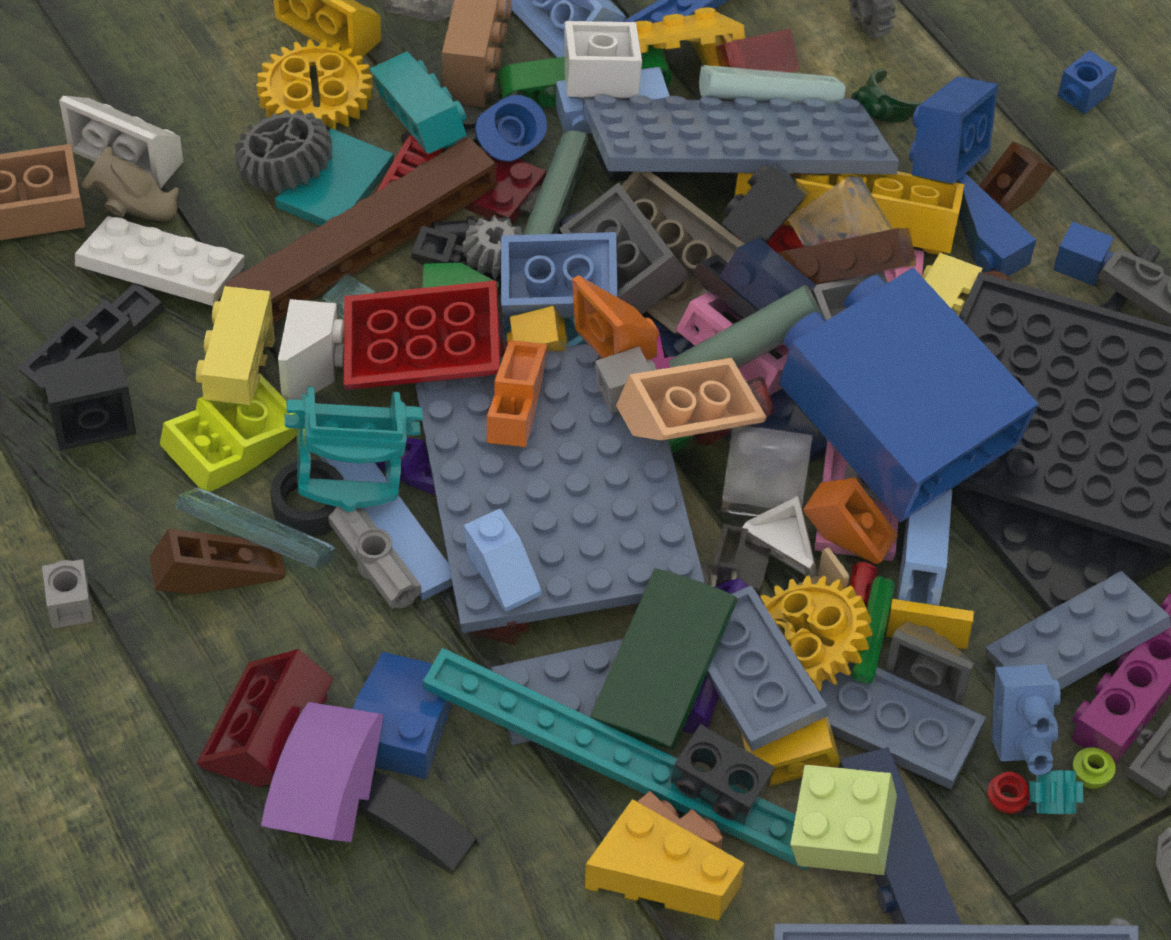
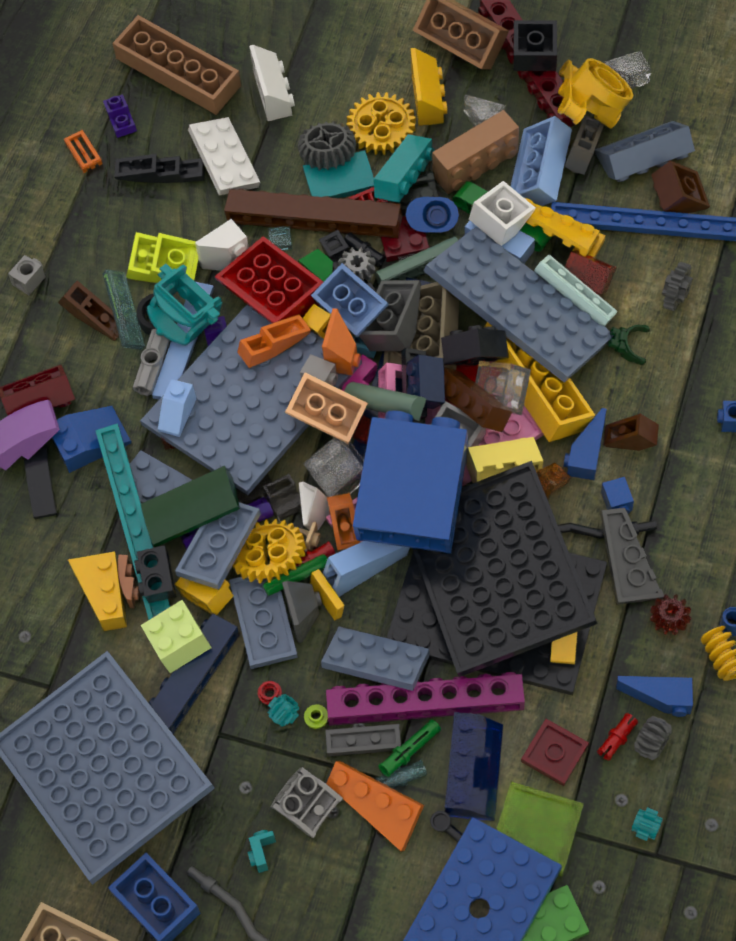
camera: 55 degrees right, 10 degrees up
(88, 400) = (119, 197): black brick -> none
(130, 189) = (246, 111): dark tan animal -> none
(236, 345) = (193, 222): light yellow wedge -> none
(953, 129) = (619, 384): blue brick -> none
(1024, 715) = (303, 667): medium blue brick -> none

